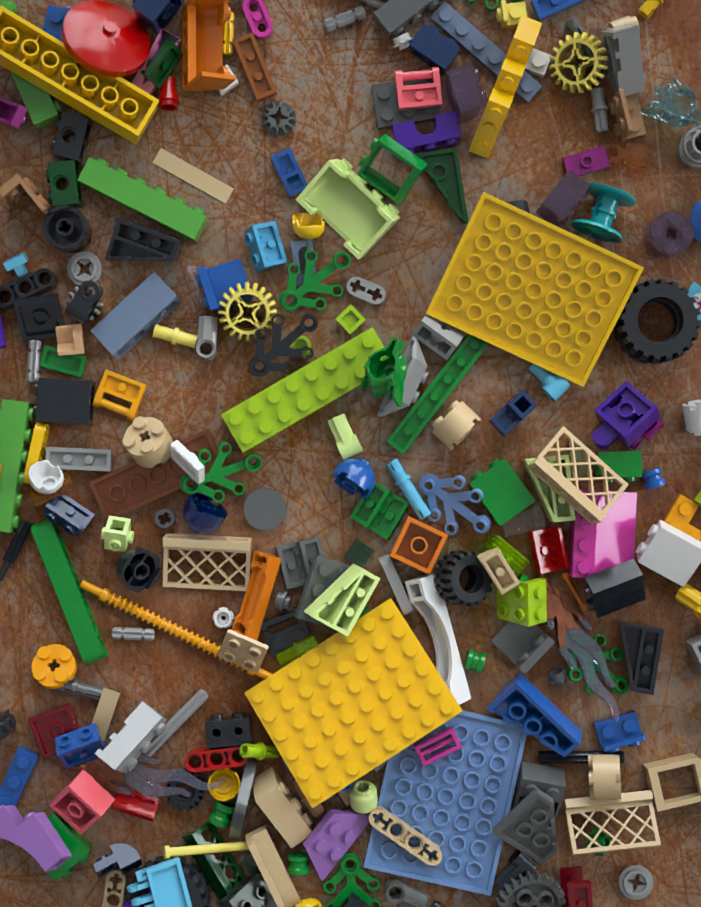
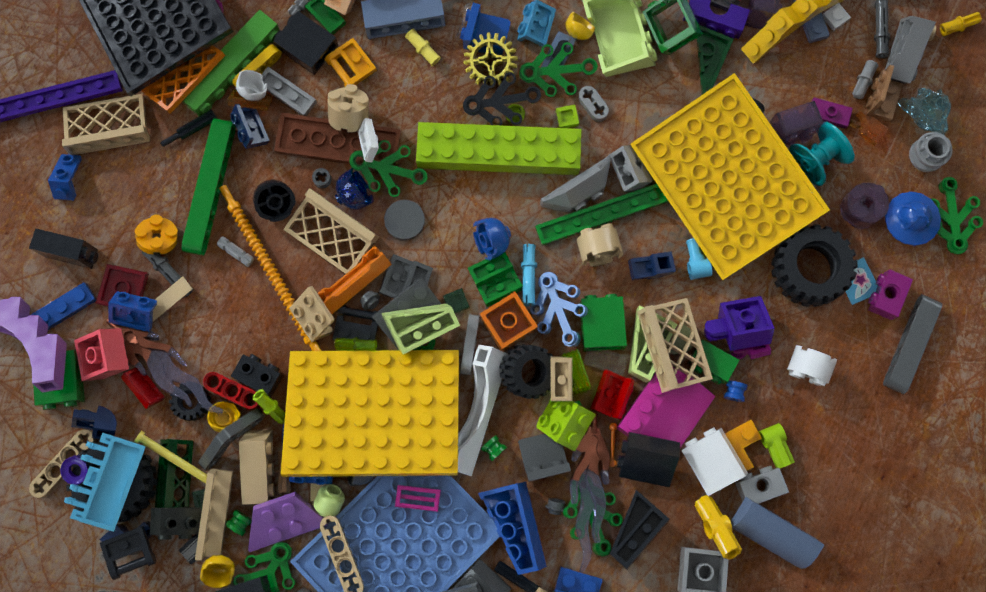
camera: 30 degrees right, 10 degrees down
(117, 534) = (276, 164): yellowish green brick -> none
(132, 738) = (177, 329): wedge -> none
(177, 720) = (219, 343): light grey axle -> none
(207, 336) = (447, 62): light grey piece -> none
(222, 813) = (203, 440): green wheel -> none
(223, 611) = (314, 278): white plate -> none
(346, 441) = (504, 207): yellowish green piece -> none
(388, 374) = (569, 168): green piece -> none
(578, 53) = (865, 22): light yellow gear -> none

